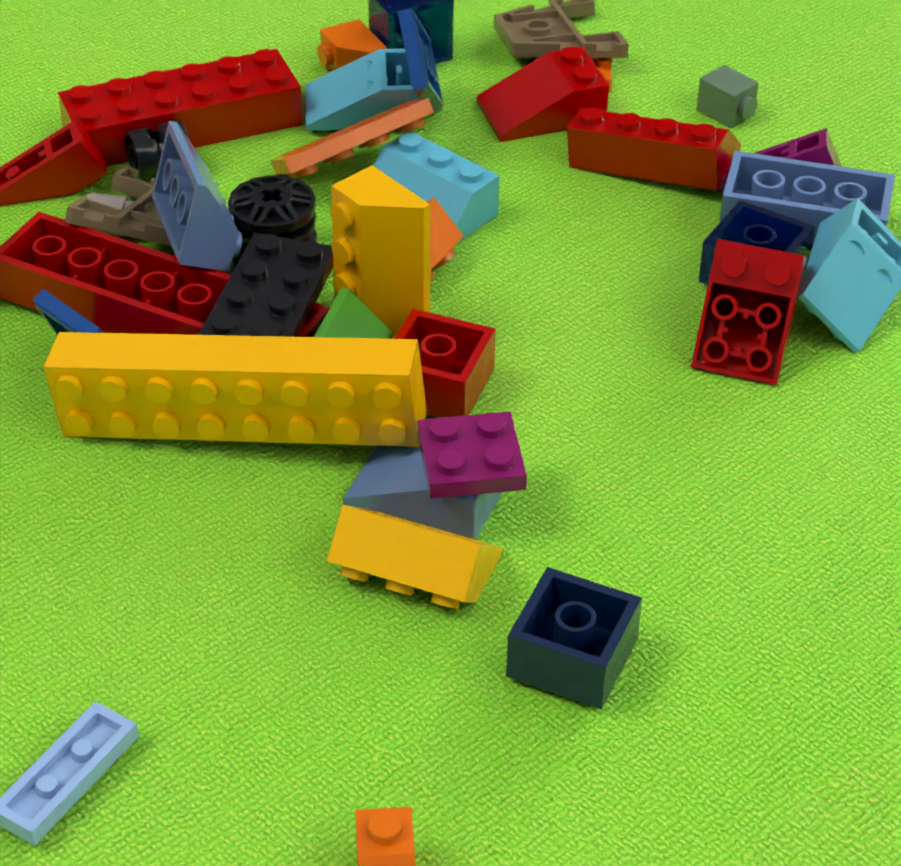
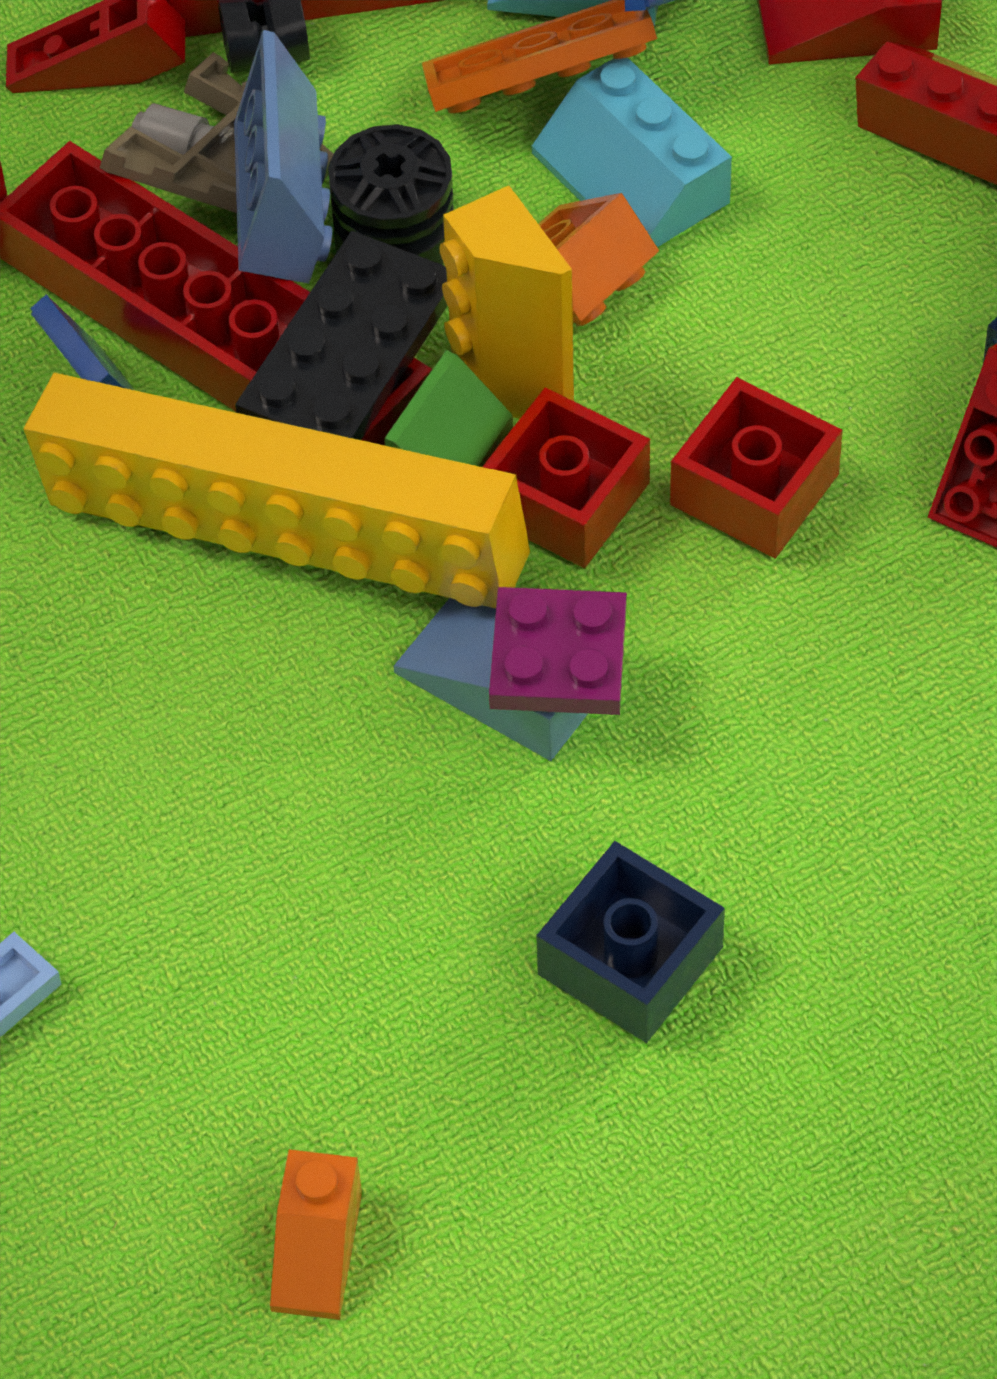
camera: 15 degrees right, 15 degrees up
(412, 556) = (461, 774): yellow slope -> none
(569, 344) = (755, 467): none -> red brick

